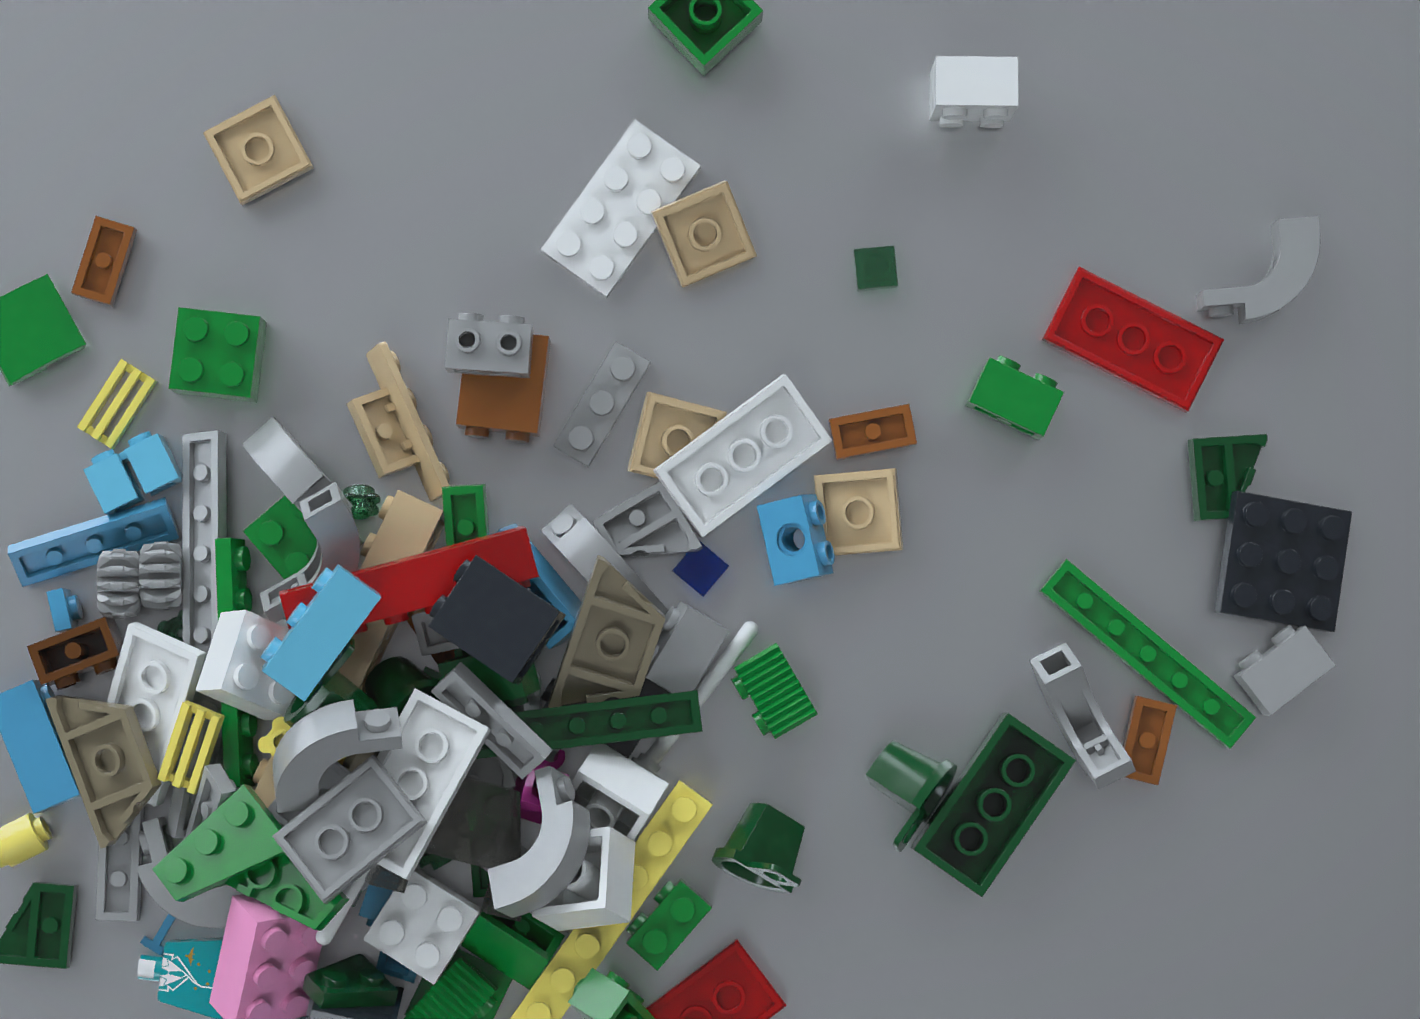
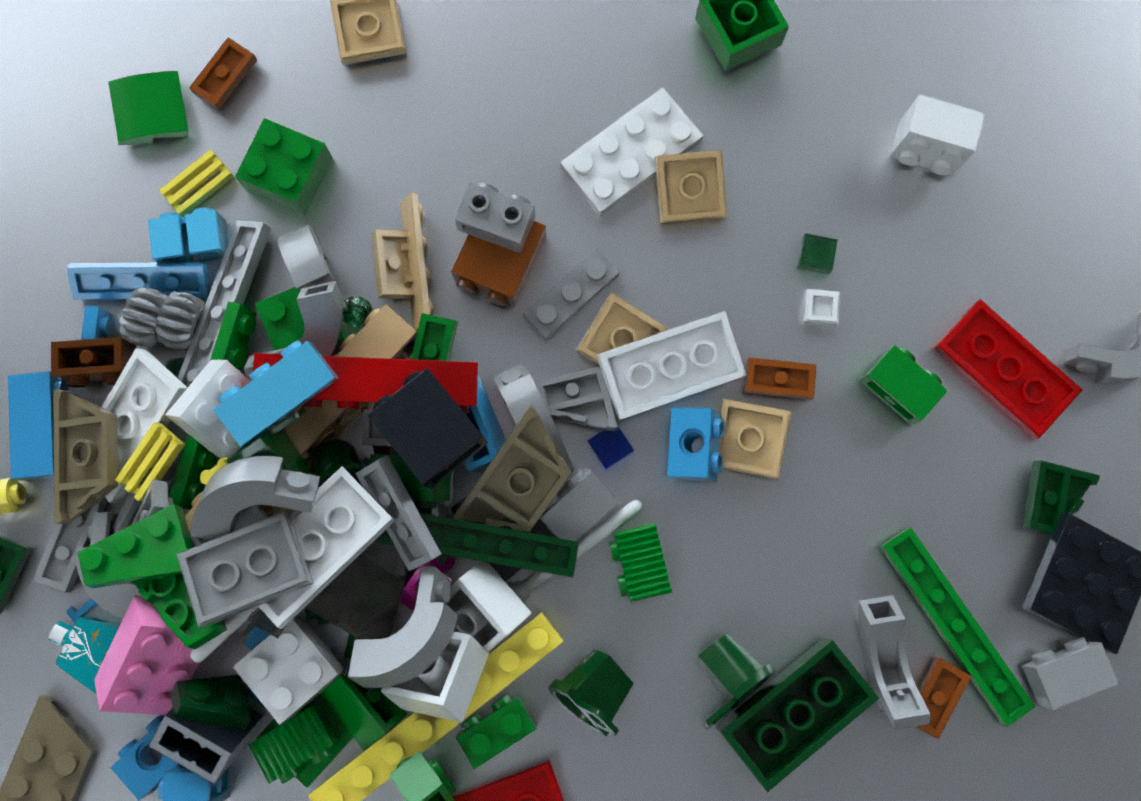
camera: 20 degrees right, 5 degrees down
(898, 331) = (821, 307): none -> white tile

